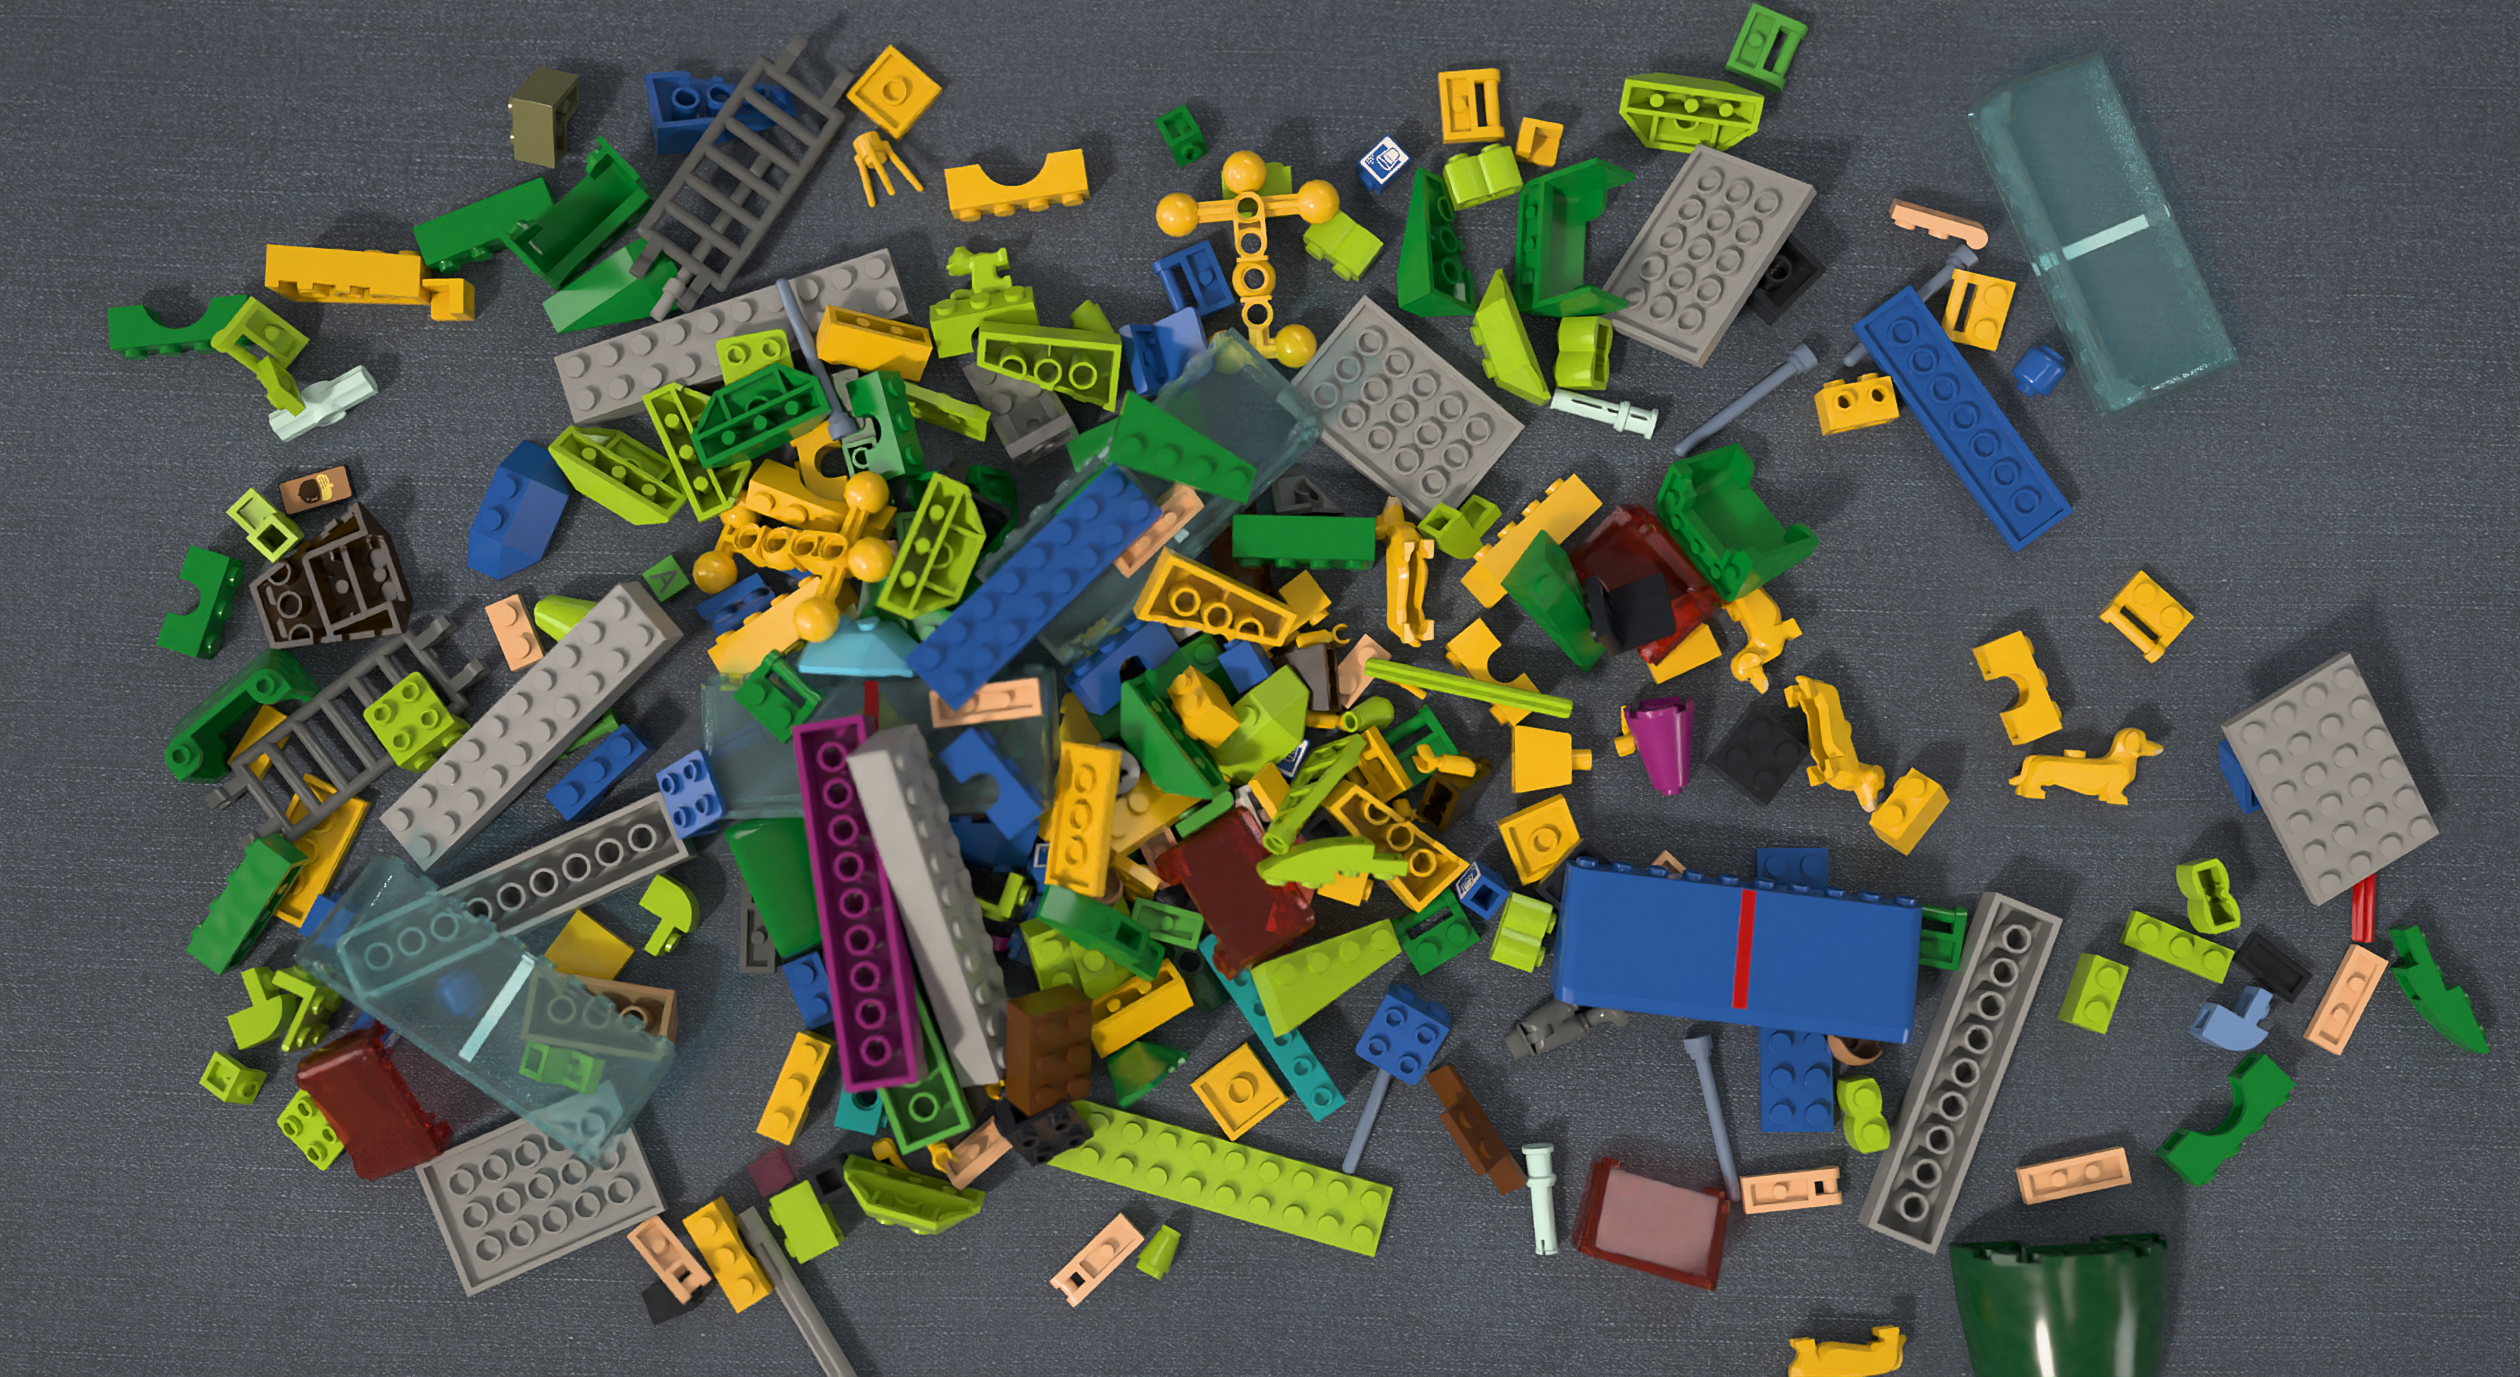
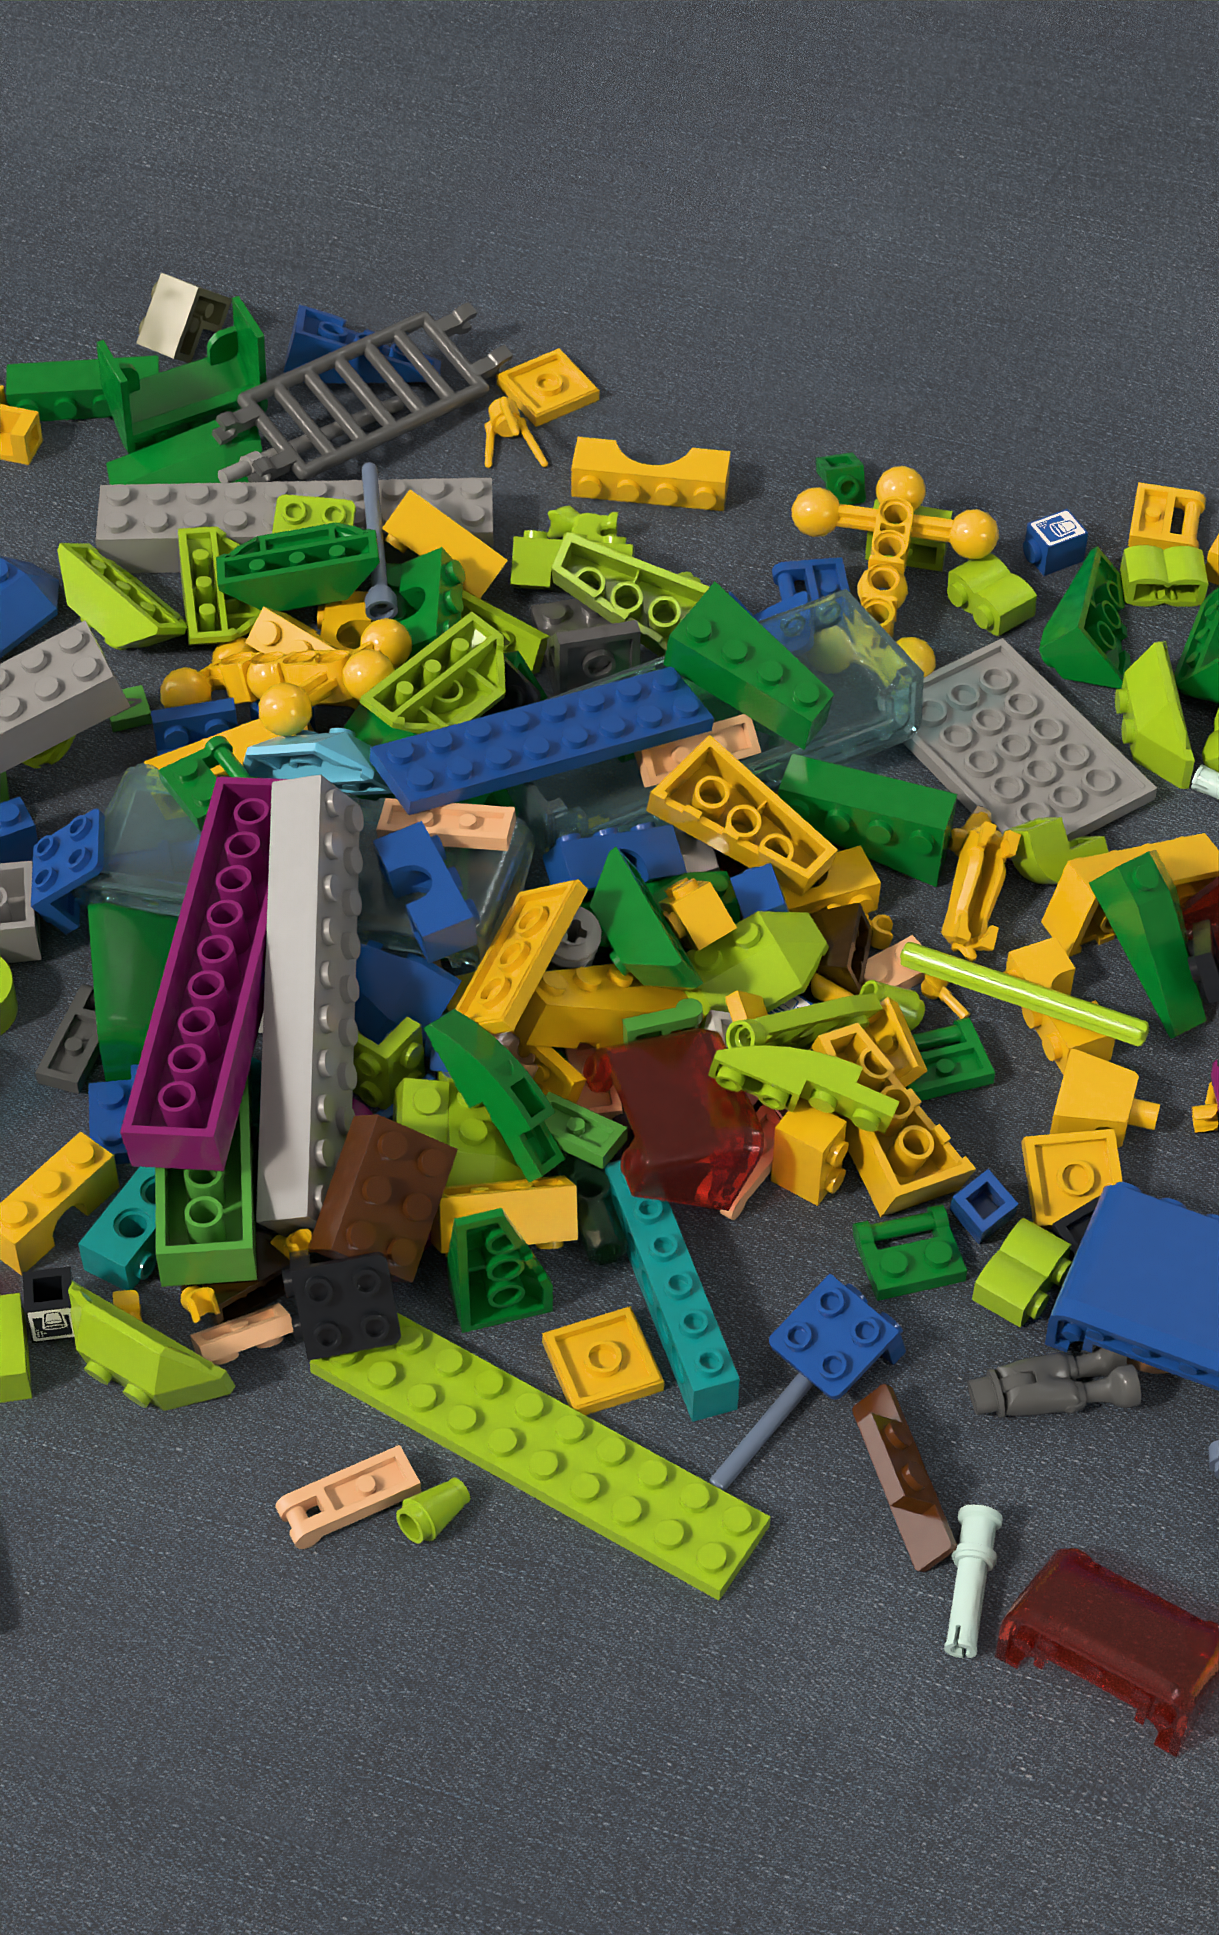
camera: 15 degrees right, 35 degrees down
(1311, 978) = (755, 1224): lime wedge -> none
(1451, 789) = (976, 1083): dark brown torso -> none

